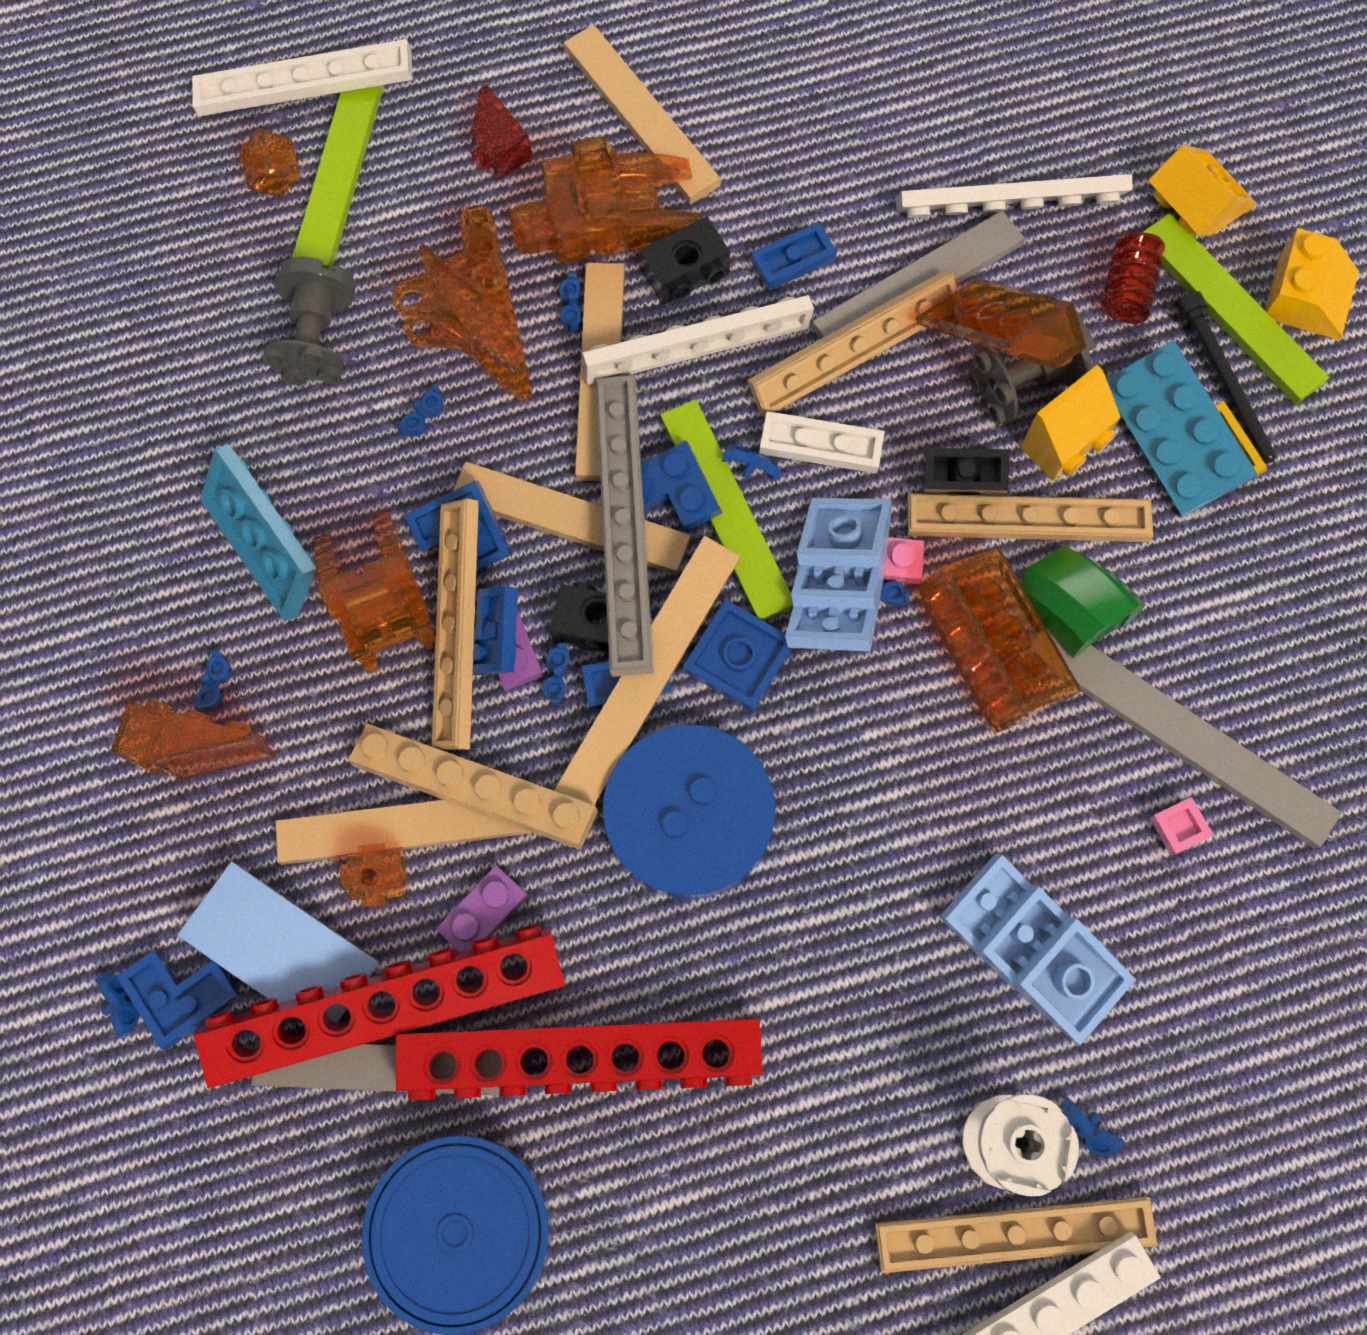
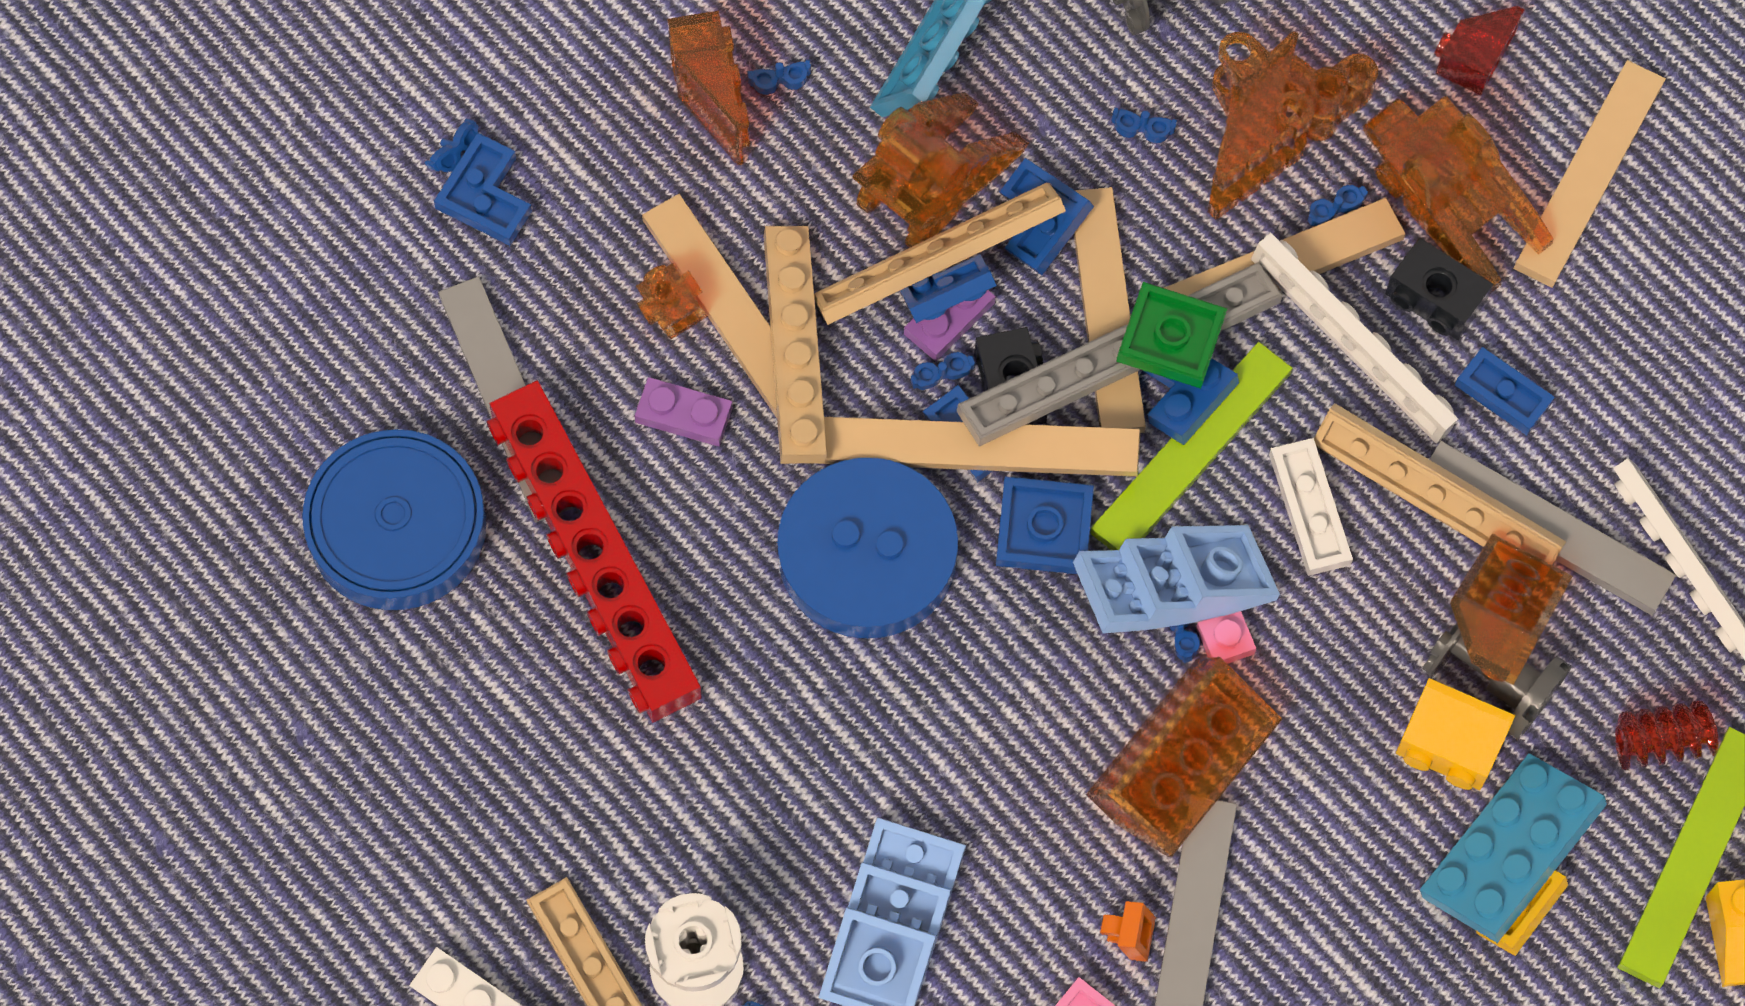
camera: 60 degrees right, 5 degrees down
(227, 1060) = (451, 253): red brick -> none
(271, 940) = (566, 253): light blue slope -> none
(632, 471) = (1171, 335): none -> green tile
(753, 459) = (1259, 458): blue piece -> none
(965, 471) = (1345, 651): black brick -> none
(1029, 517) = (1339, 744): tan tile -> none
(1079, 599) = (1270, 818): green slope -> none
(1128, 753) = (1132, 931): none -> orange tile
(1192, 311) = (1664, 814): black piece -> none

